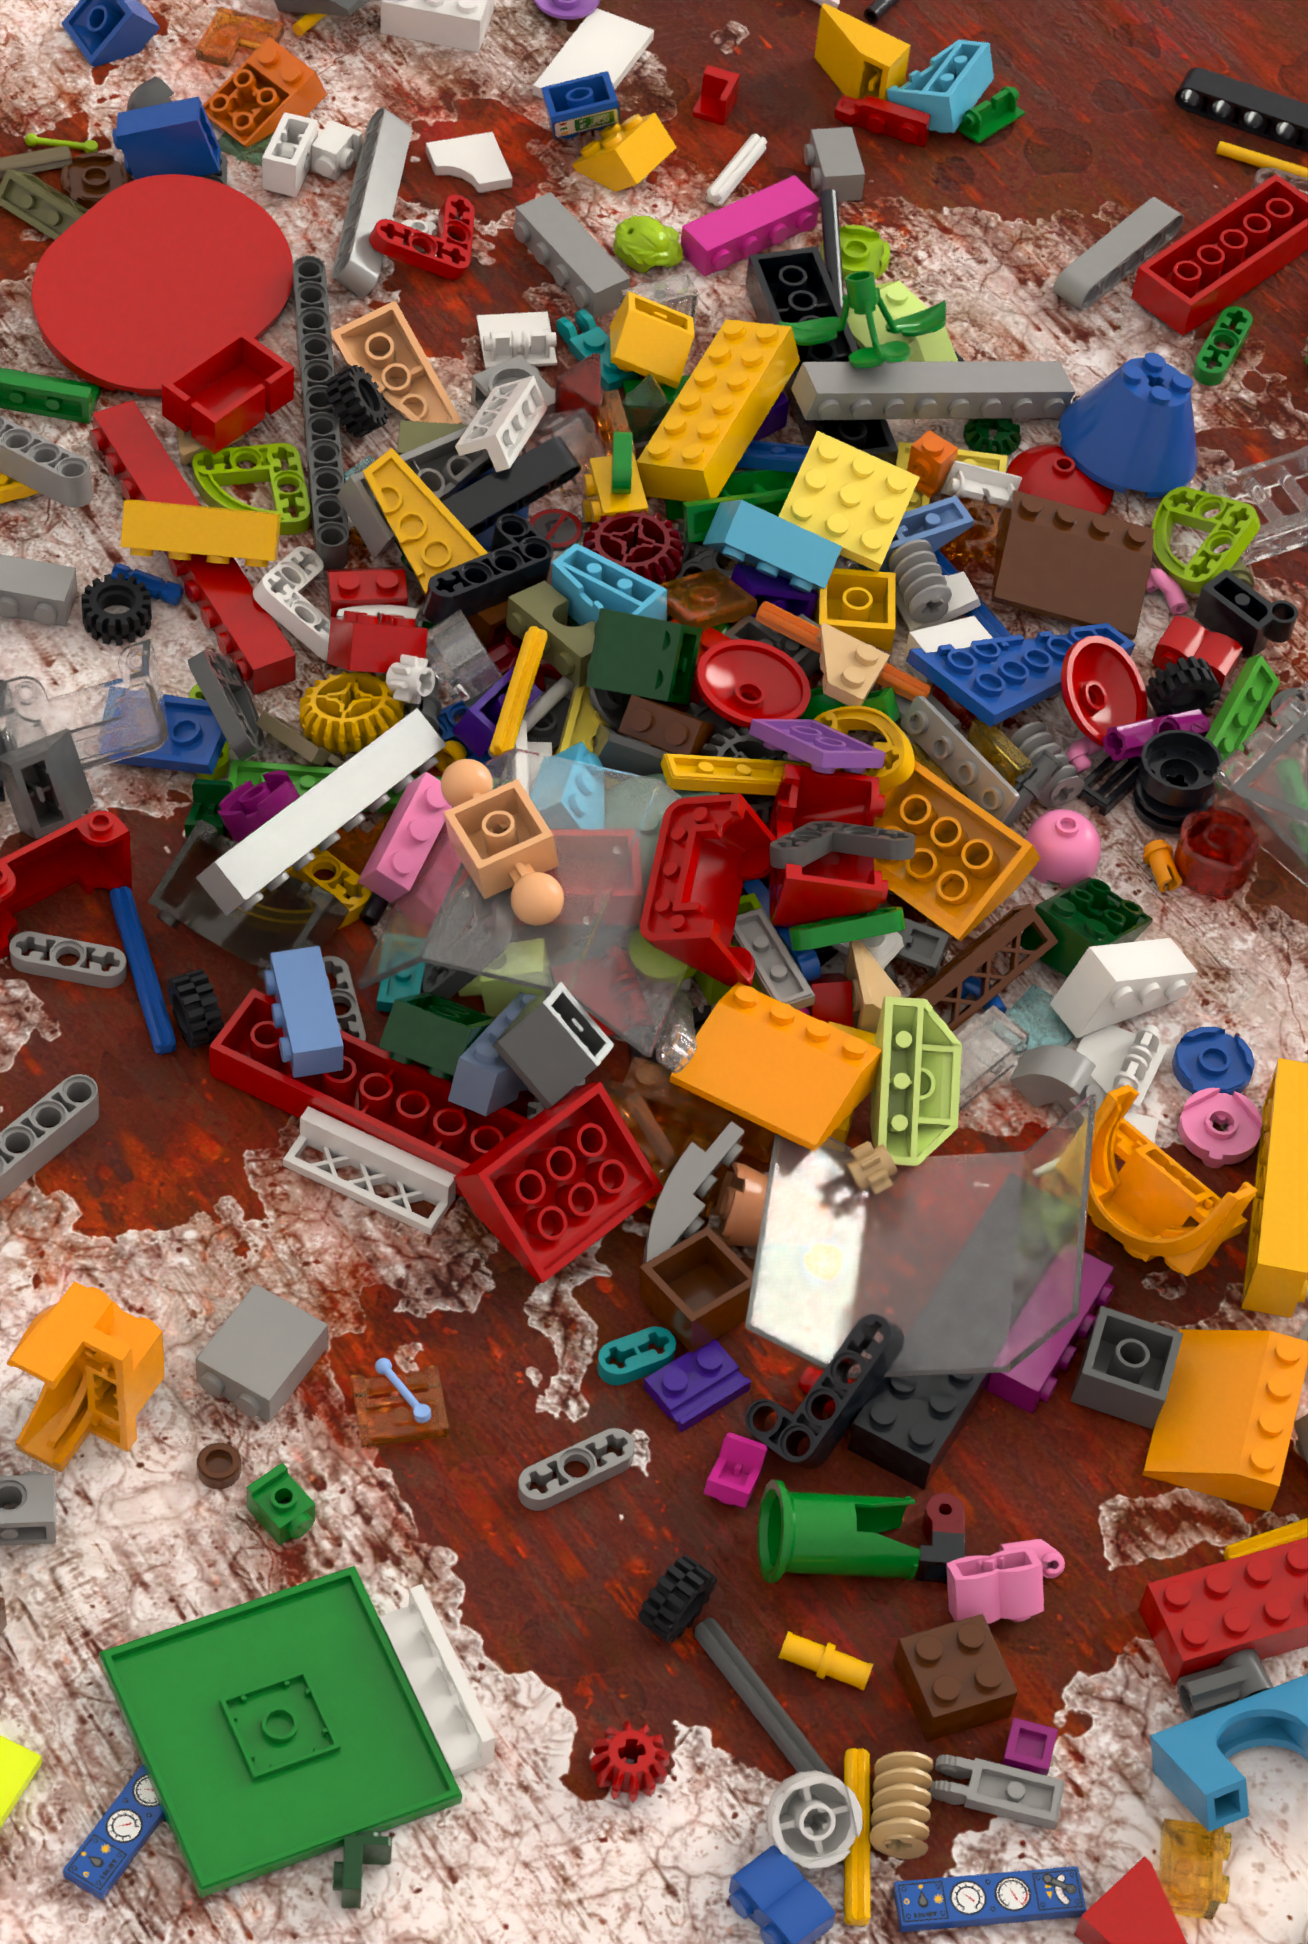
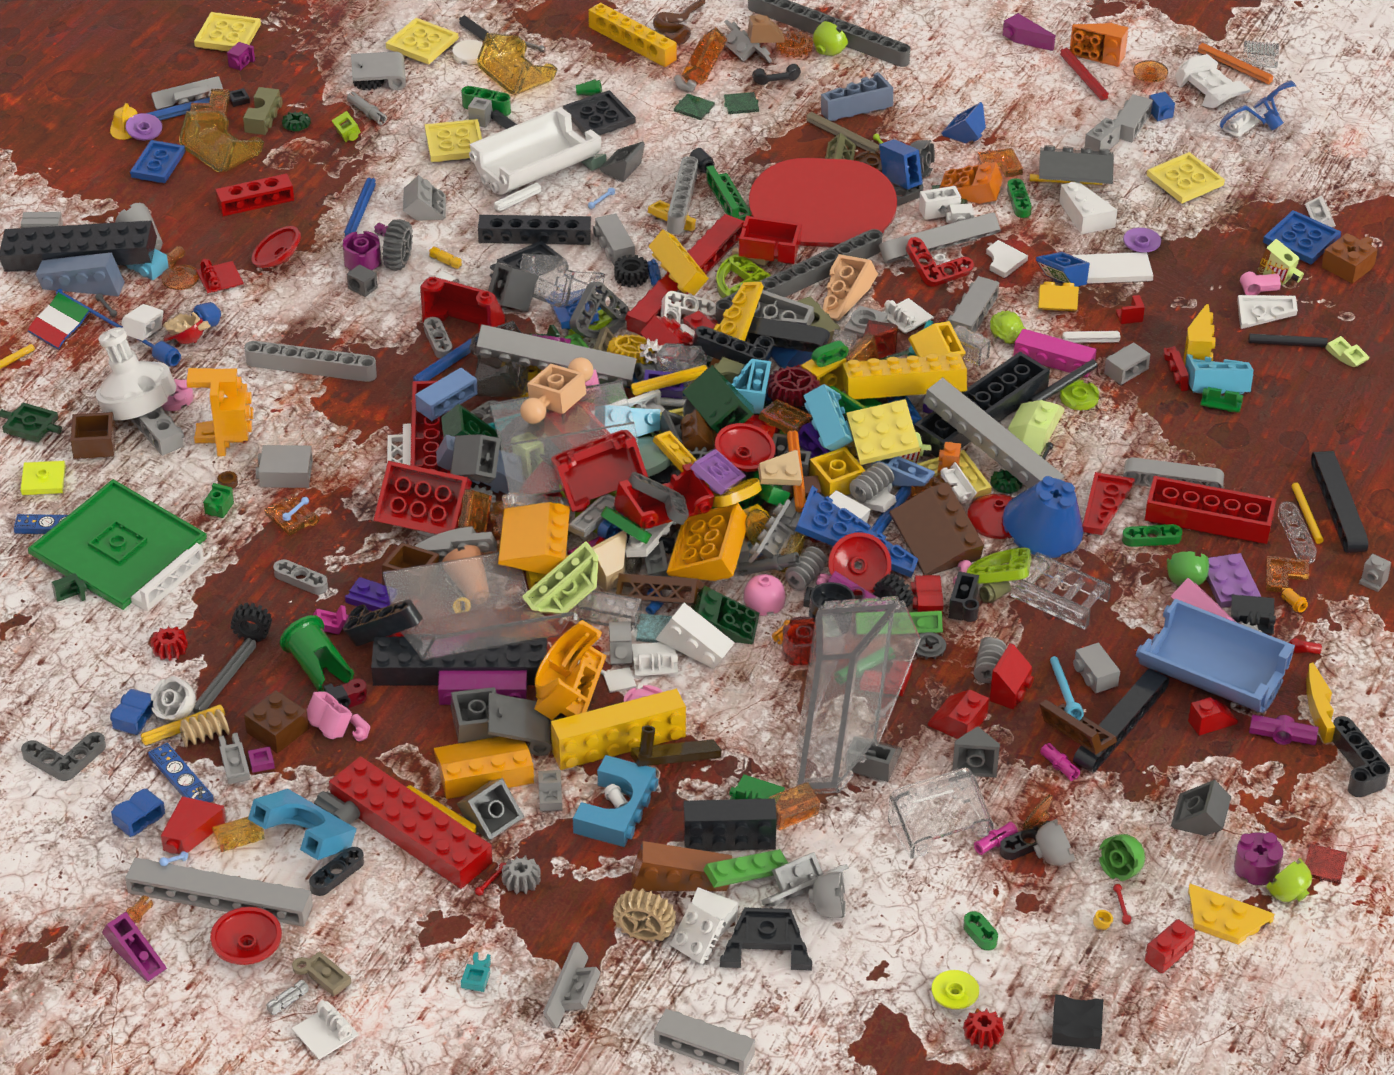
camera: 65 degrees right, 10 degrees down
(195, 1008) = (435, 369): black tyre -> none
(357, 401) = (818, 277): black tyre -> none
(361, 73) = (1017, 204): none -> green beam
(504, 422) = (823, 316): white fence -> none
(635, 1355) = (367, 569): teal beam -> none
(825, 1661) = (259, 681): yellow pin -> none
(863, 297) = (1000, 379): green plant -> none
(871, 1167) = (513, 592): tan gear -> none
(1100, 337) = (1105, 500): none -> red wing
(1187, 1312) = (519, 722): none -> dark grey door
(1212, 1060) = (689, 687): blue tile -> none

